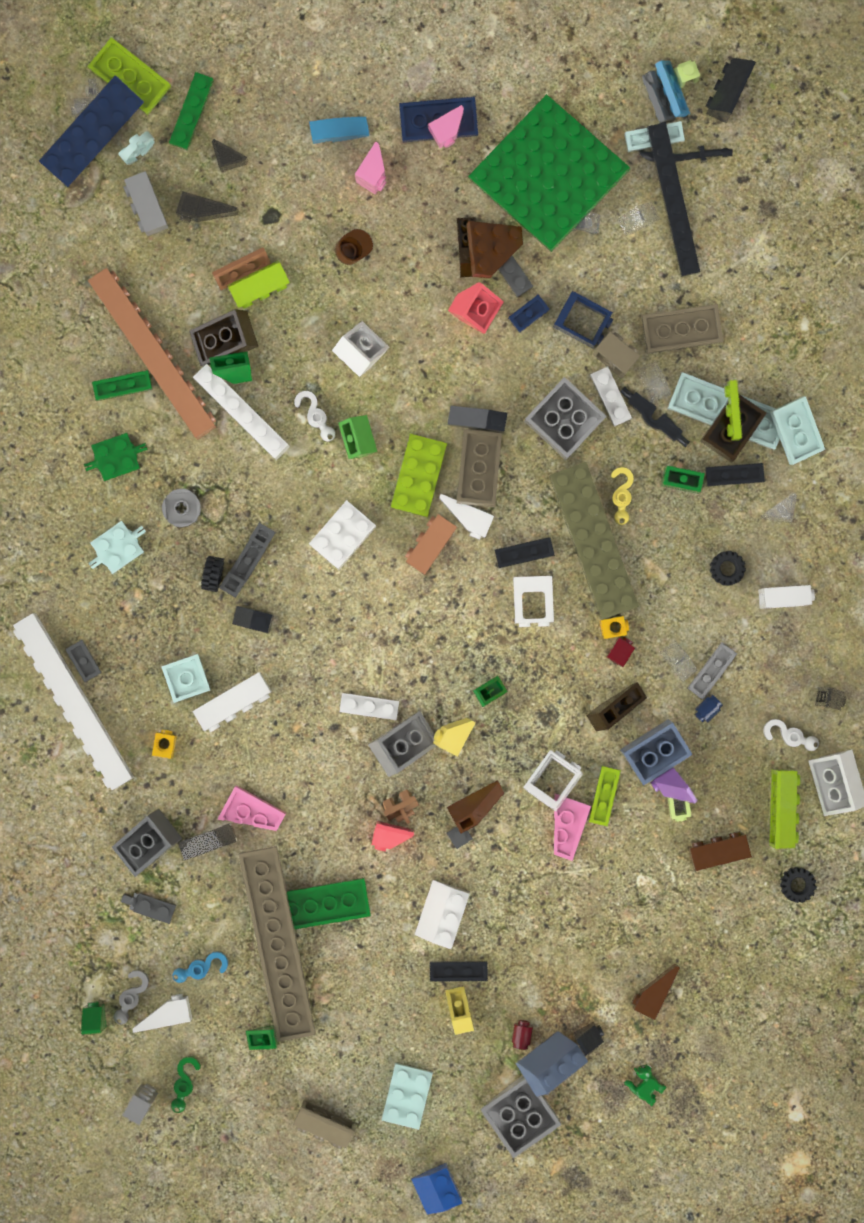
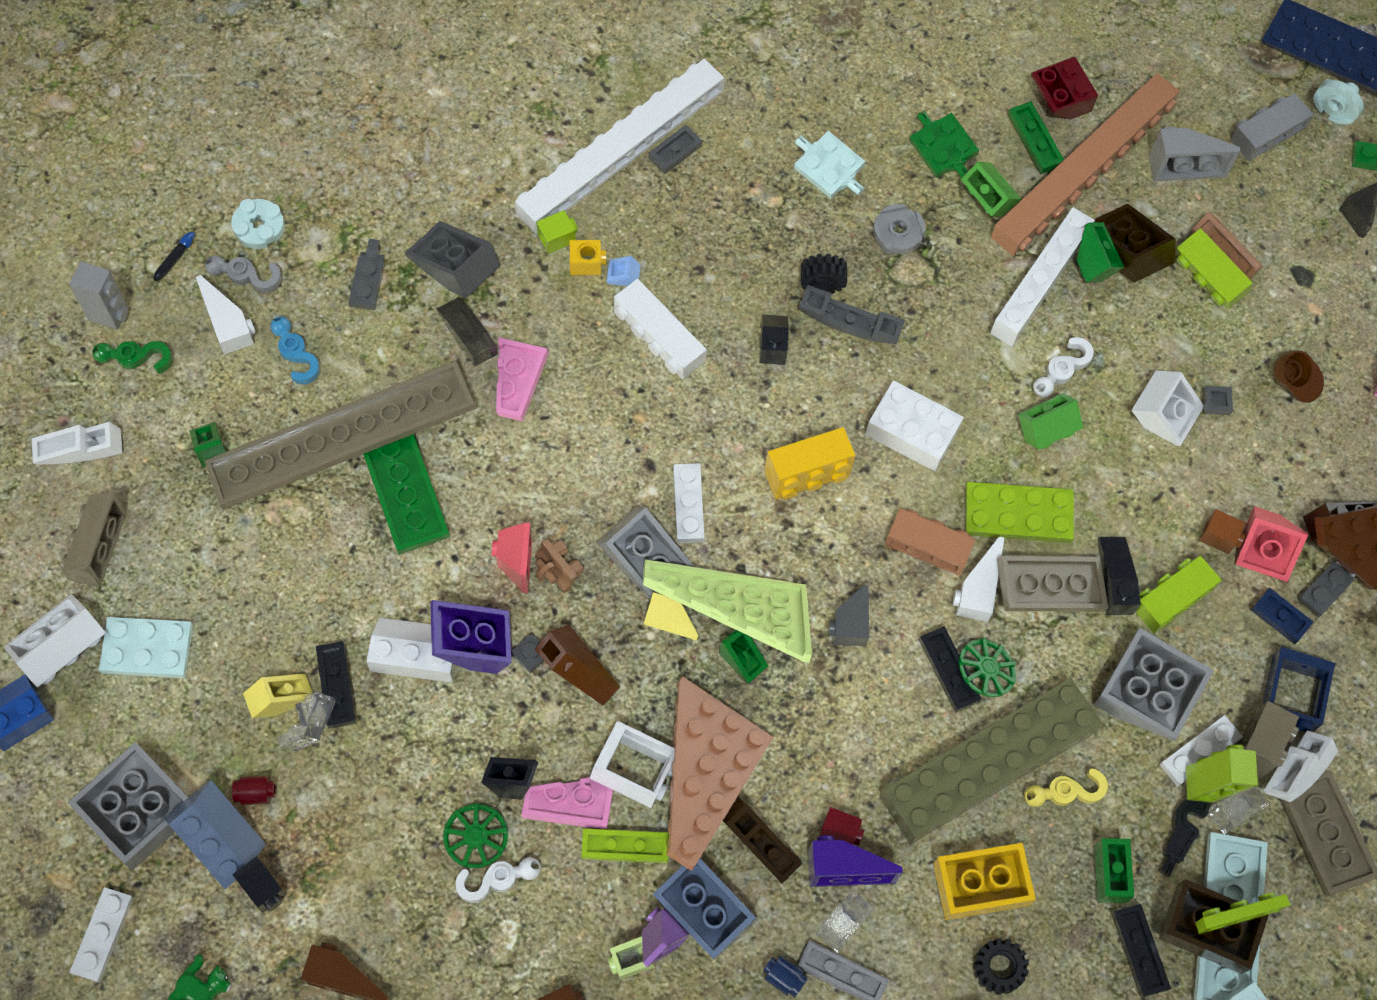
camera: 75 degrees right, 20 degrees down
(87, 354) = (1066, 88): none -> dark red slope
(93, 1018) = (208, 229): green slope -> none
(100, 977) = (255, 210): none -> light aqua plate
(107, 1047) = (173, 257): none -> black piece
(138, 762) = (556, 231): none -> lime brick
(162, 278) = (1190, 155): none -> light grey slope
(163, 432) = (990, 189): none -> bright green brick
(178, 718) = (623, 271): none -> light blue slope
(186, 678) = (678, 270): light aqua plate -> none
(200, 209) = (1286, 190): clear smoke slope -> none
(248, 1130) = (77, 444): none -> white slope
(361, 311) = (1217, 400): none -> dark grey plate
(361, 617) = (809, 464): none -> yellow brick
(392, 1158) = (54, 640): none -> white slope
(447, 876) = (471, 636): none -> dark purple slope
(458, 680) = (753, 605): none -> yellowish green wing
(461, 336) = (1223, 532): none -> dark orange brick
(478, 612) = (851, 620): none -> dark grey slope
(483, 991) = (313, 717): none -> clear slope
(500, 382) = (1176, 593): none -> lime brick
(528, 526) = (987, 667): none -> green wheel
(533, 584) = (909, 684): white window -> none
(547, 865) = (509, 776): none -> black slope
(561, 728) = (710, 767): none -> nougat wing
(578, 893) = (475, 835): none -> green wheel
(598, 1143) = (101, 935): none -> white plate
(605, 627) = (877, 801): yellow brick -> none
(610, 881) = (499, 877): none -> white piece
(638, 335) = (1302, 766): none -> white slope
(639, 395) = (1221, 774): none -> lime brick
(646, 659) = (843, 864): none -> dark purple slope
(673, 566) = (984, 881): none -> yellow brick

